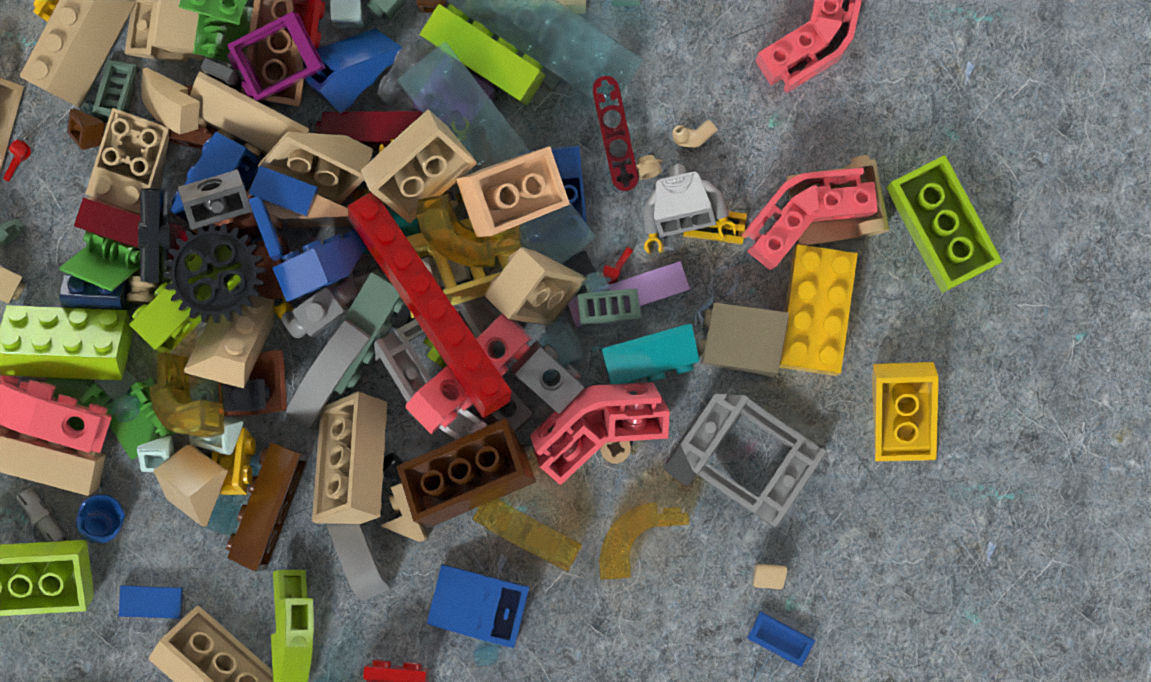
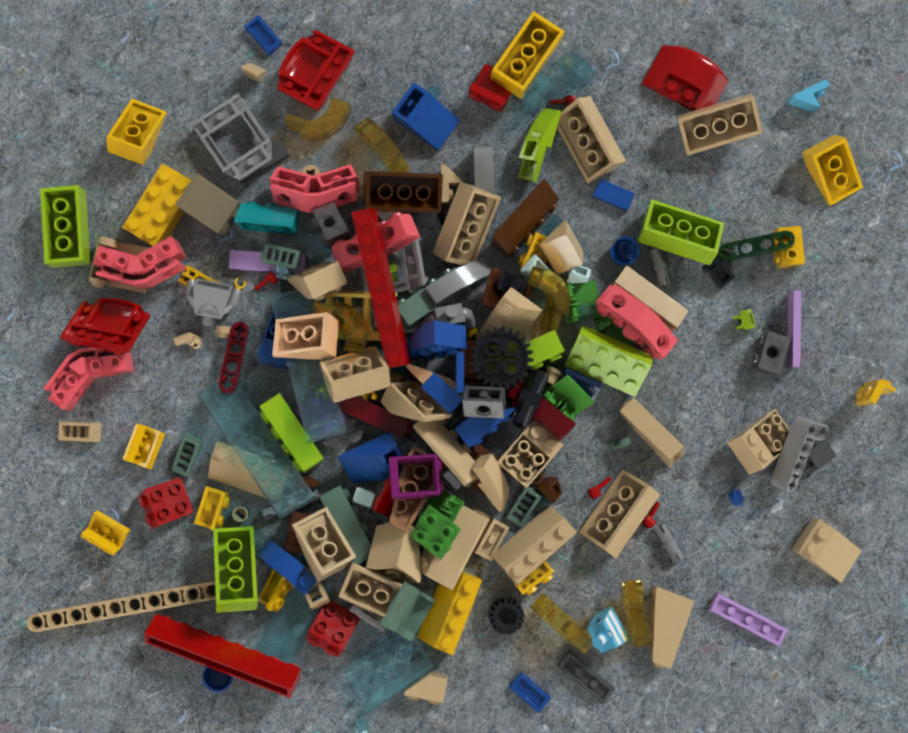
camera: 165 degrees left, 0 degrees up
(679, 613) = (314, 69): none -> red slope
(815, 104) = (106, 325): none -> red slope

